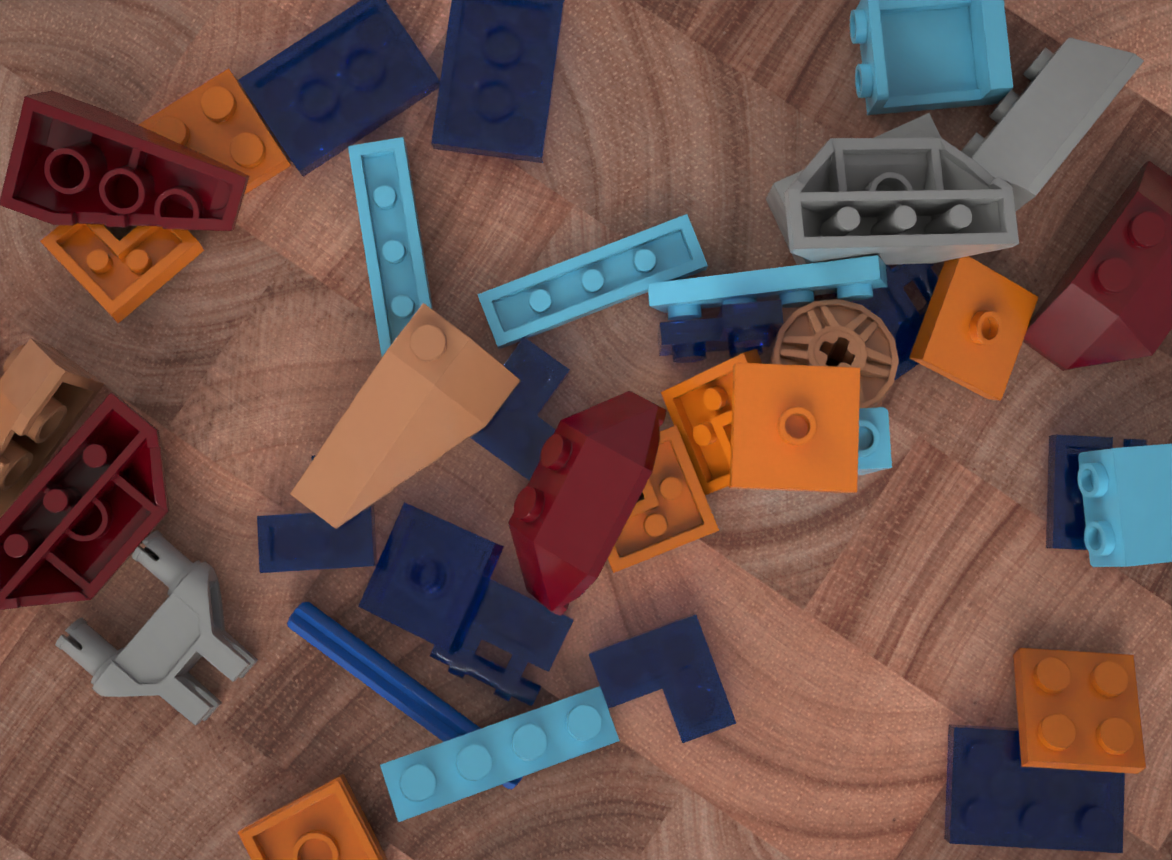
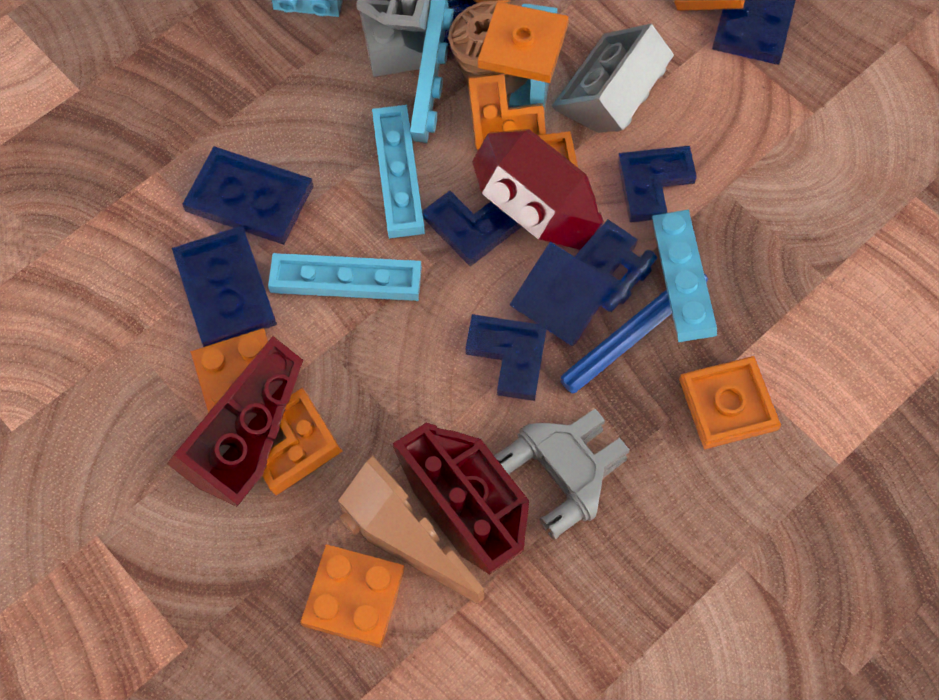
camera: 75 degrees left, 20 degrees down
(411, 410) = (453, 277): nougat wedge -> none
(736, 329) = (453, 97): clear blue plate -> none
(838, 580) = (615, 78): none -> light grey slope

